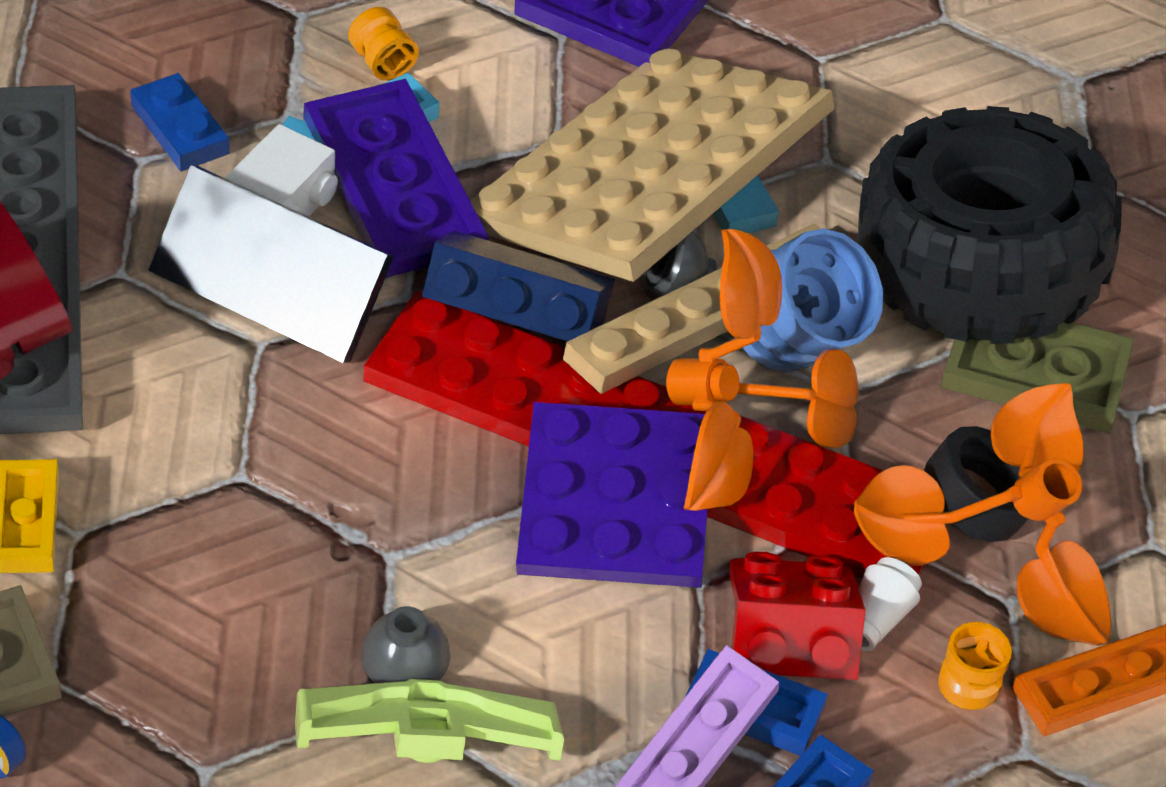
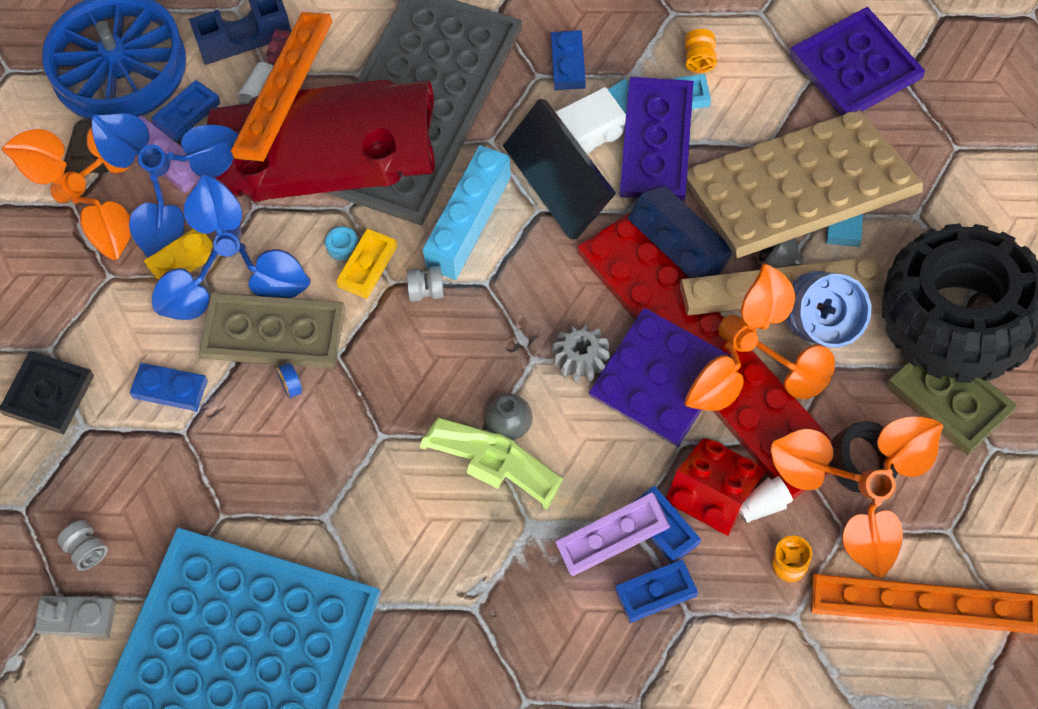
camera: 40 degrees right, 15 degrees up
(147, 506) = (425, 283): none -> light grey wheel
(155, 380) = (467, 211): none -> medium azure brick
(469, 510) = (593, 349): none -> light grey gear

